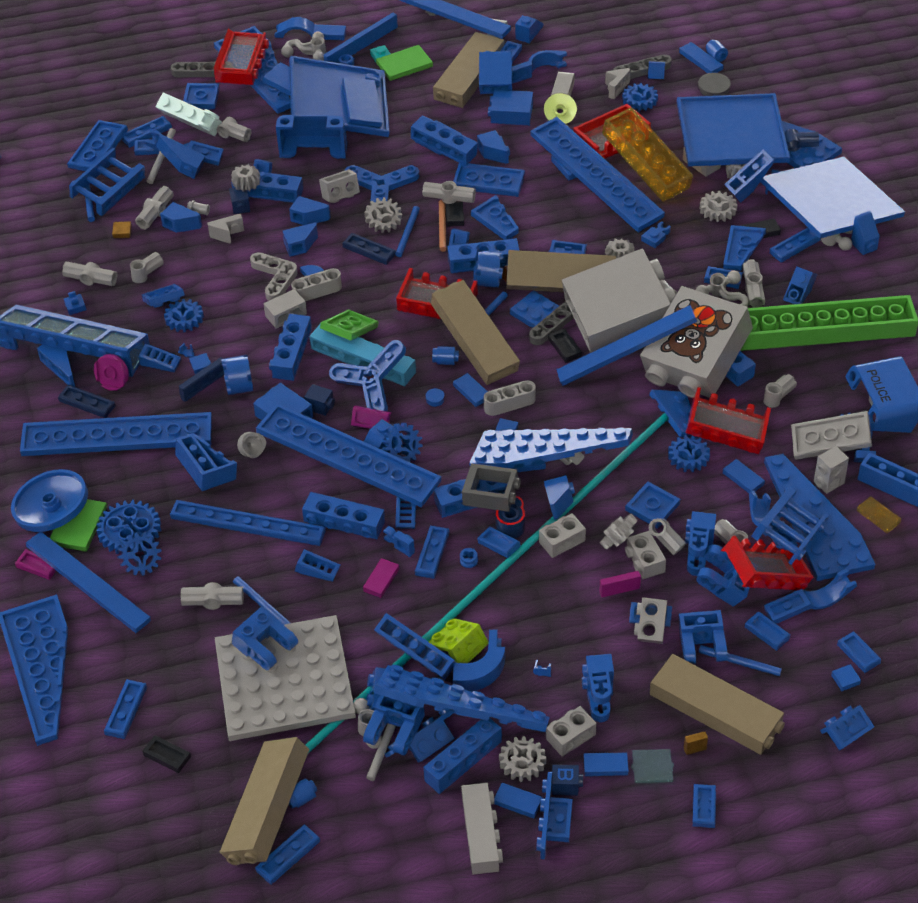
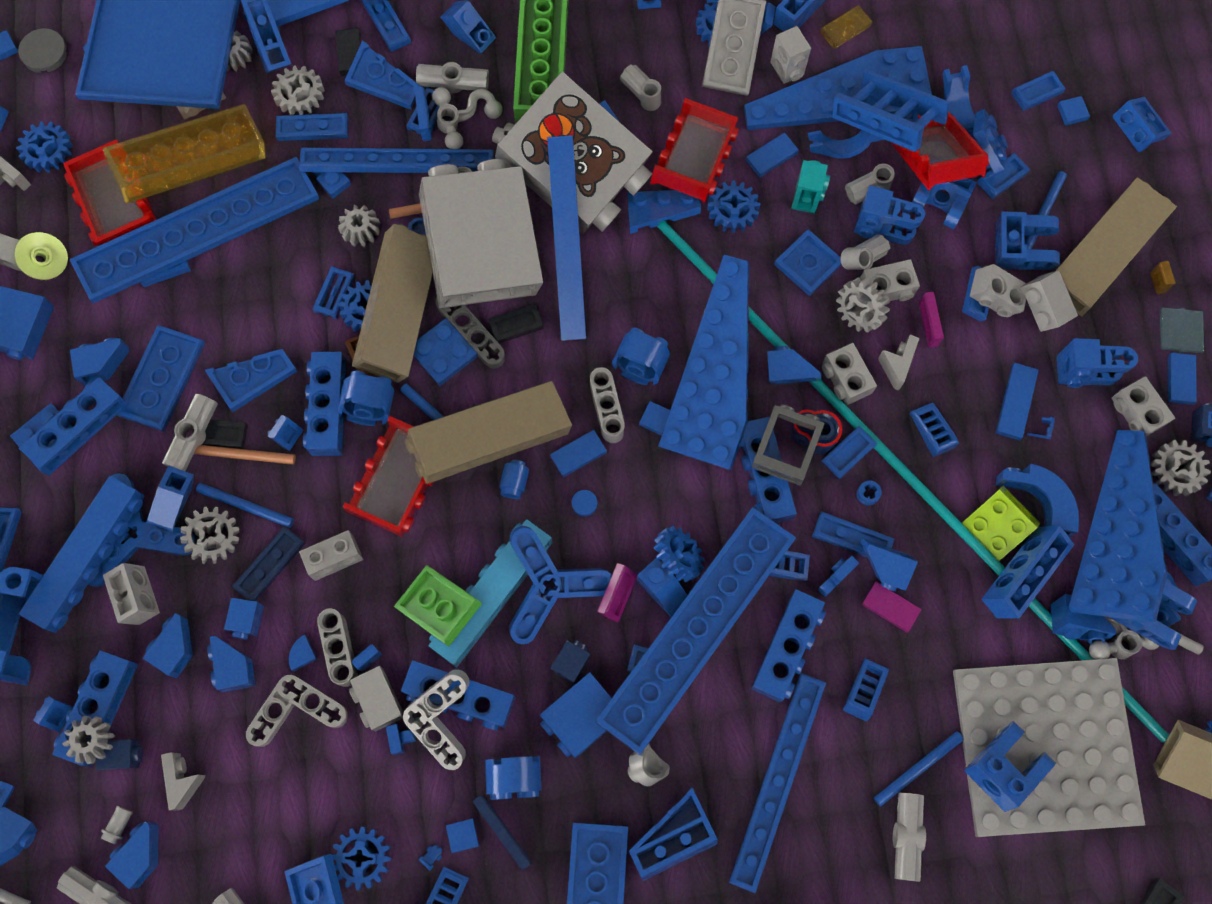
camera: 85 degrees left, 25 degrees up
(259, 321) = (397, 739): none -> blue tile
(274, 325) = (429, 713): none -> light grey beam
(312, 300) = (366, 658): none -> blue tile
(330, 239) = (243, 618): none -> blue brick
(361, 158) = (82, 555): none -> blue brick
(377, 272) = (331, 555): none -> light grey brick
(404, 191) = (170, 498): none -> slope
(411, 563) = (890, 565): none -> blue slope
(519, 591) = (950, 439): none -> blue slope
(548, 407) = (641, 357): none -> blue brick
(561, 648) = (1017, 401): none -> blue tile
(576, 567) = (898, 364): none -> light grey slope
(649, 653) = (1049, 301): none -> light grey brick
(672, 250) = (388, 160): none -> blue tile
(693, 220) = (312, 127): none -> blue tile
(714, 491) = (810, 186): none -> teal brick
(720, 265) = (423, 114): none -> blue tile
(787, 602) = (990, 140): none -> blue plate

